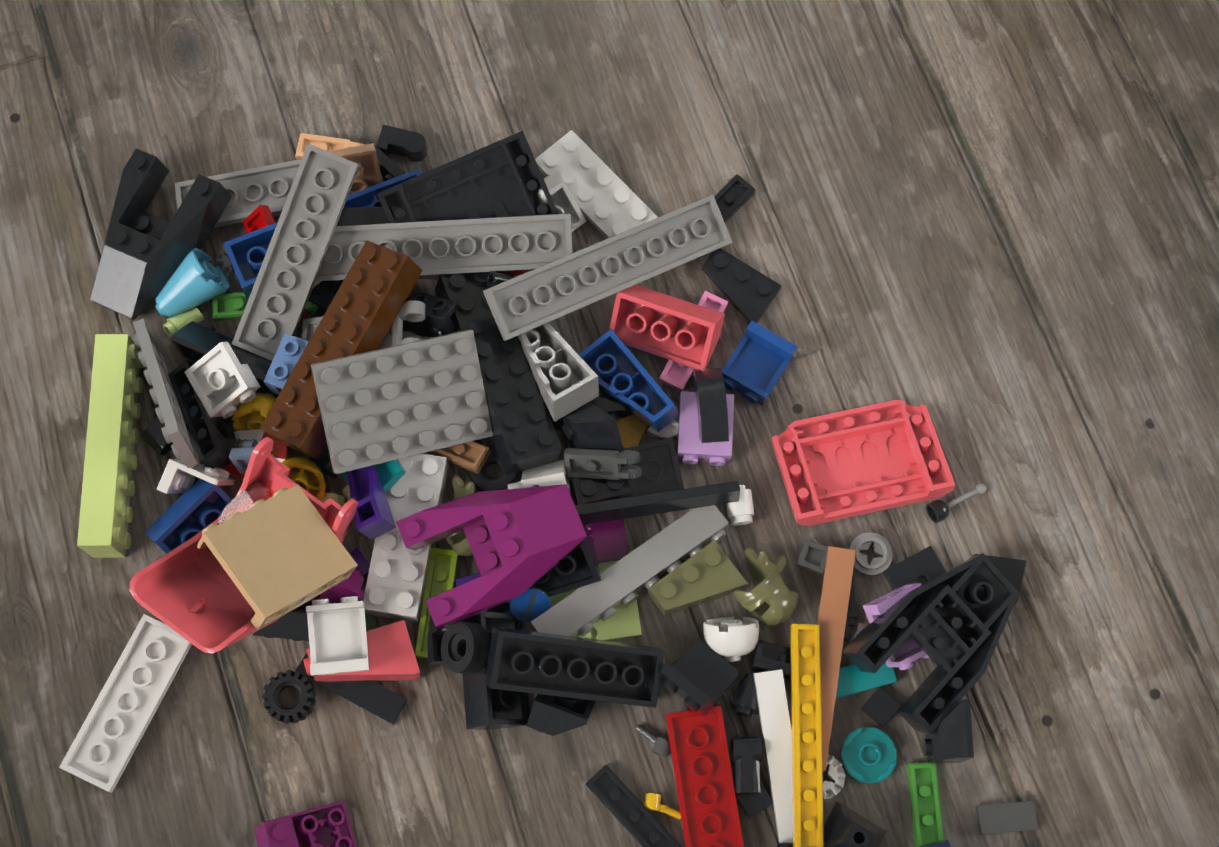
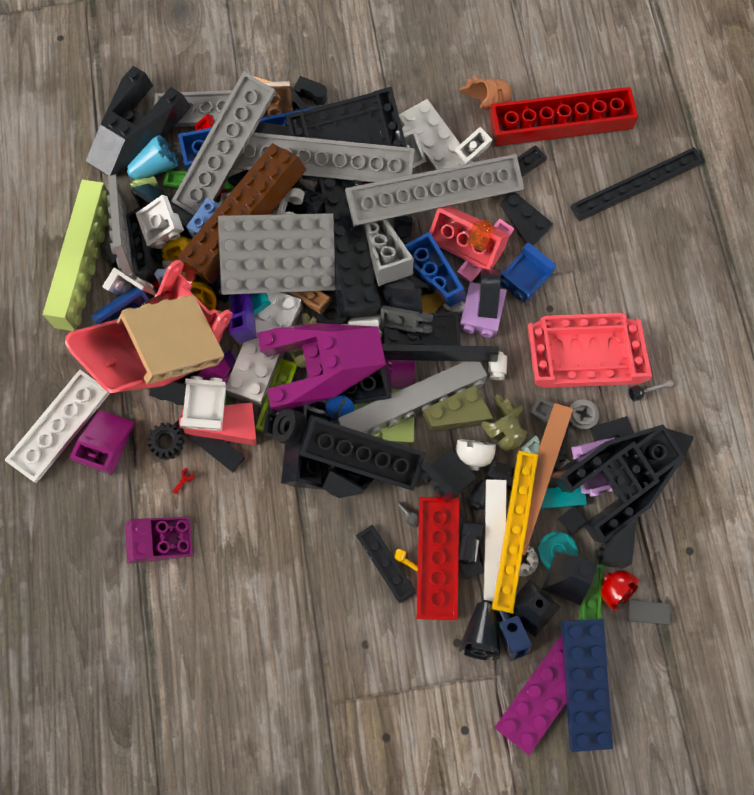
camera: 15 degrees right, 0 degrees up
(198, 715) = (102, 442): none -> magenta slope
(324, 750) = (184, 479): none -> red hand
(572, 329) = (403, 228): none -> black bracket
(650, 191) = (473, 146): none -> white slope
(661, 107) = (488, 91): none -> nougat piece
(685, 322) = (480, 234): none -> clear orange bracket
(767, 127) = (563, 116): none -> red brick
(808, 612) = (532, 446): none -> light aqua tile
(886, 209) = (636, 184): none -> black tile
(892, 789) = (569, 577): none -> black slope
(960, 792) = (618, 588): none -> red cylinder

